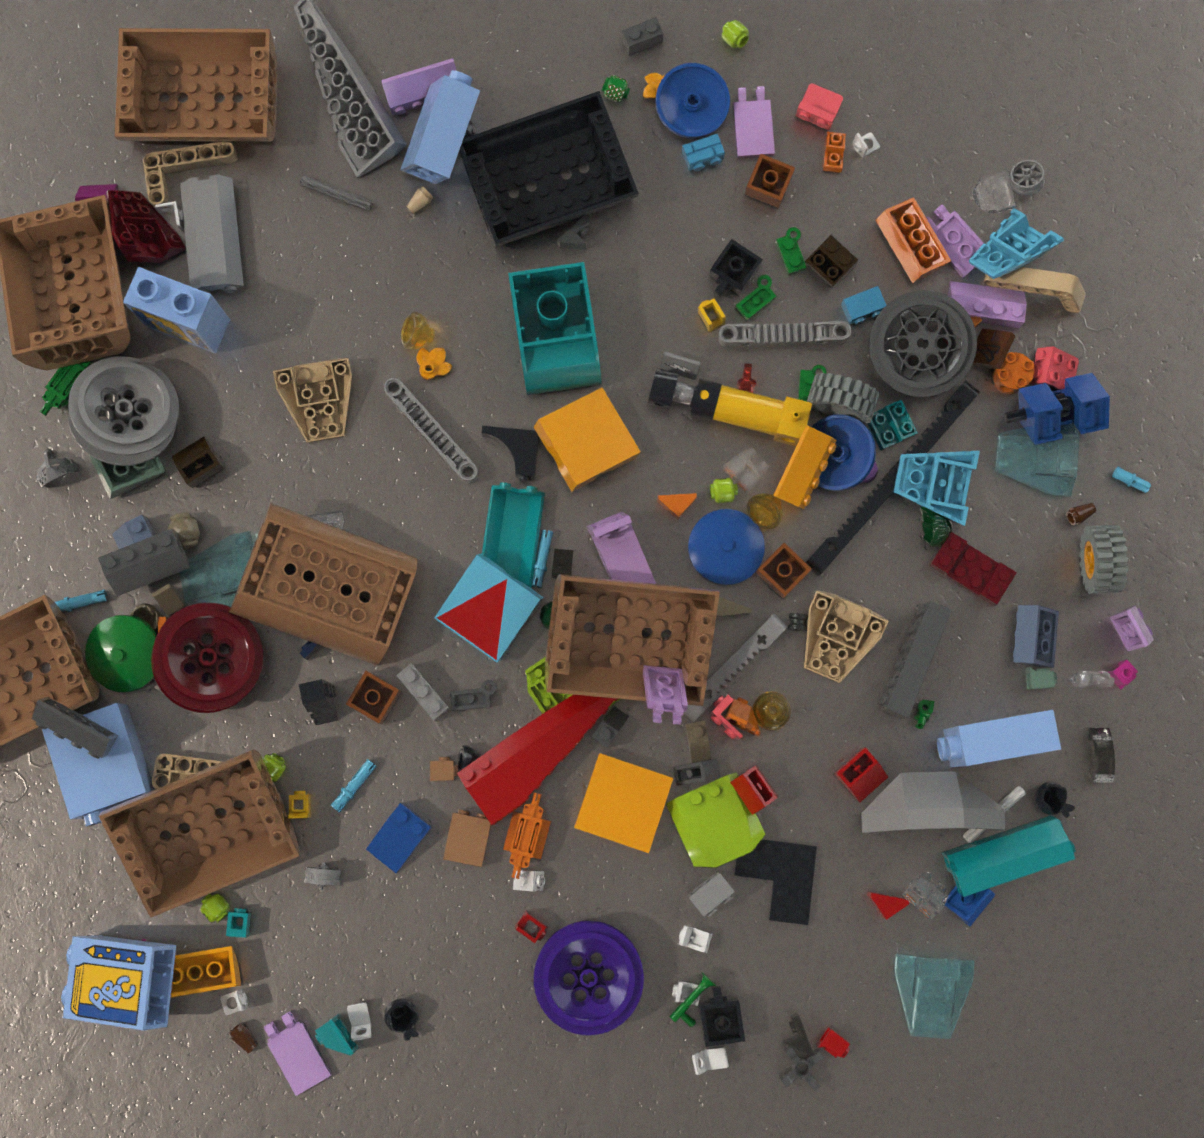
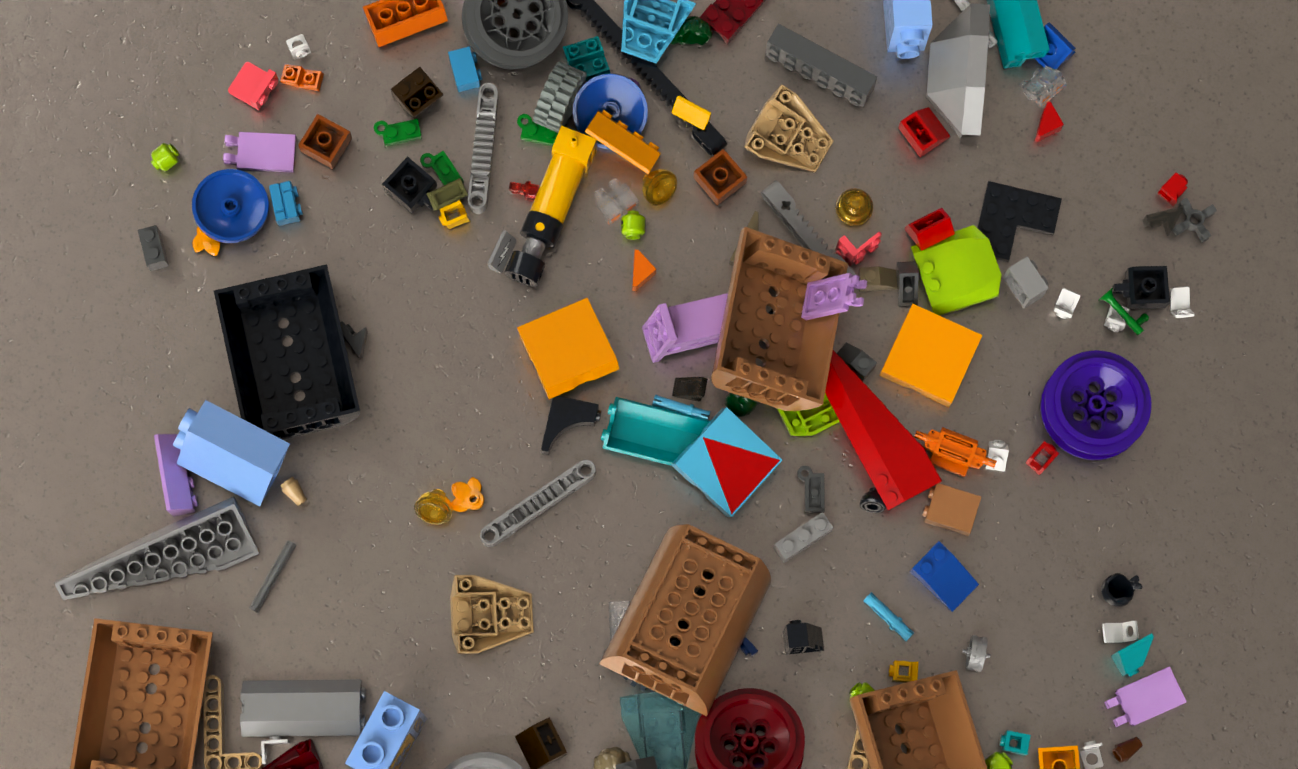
camera: 85 degrees left, 5 degrees down
(373, 697) = (804, 586): dark orange brick -> none
(443, 770) = (882, 526): medium nougat brick -> none
(555, 328) = (452, 364): teal brick -> none
(615, 88) = (204, 281): green head -> none
(726, 547) = (689, 230): blue dish -> none
(730, 303) = (447, 194): none -> olive tile
(742, 716) = (859, 231): orange wedge -> none
(798, 622) = (771, 170): pearl dark grey wheel -> none
(845, 532) = (691, 112): none -> yellow slope
(922, 716) = (873, 66): green piece -> none
(932, 992) = (1133, 94): clear light blue wedge -> none

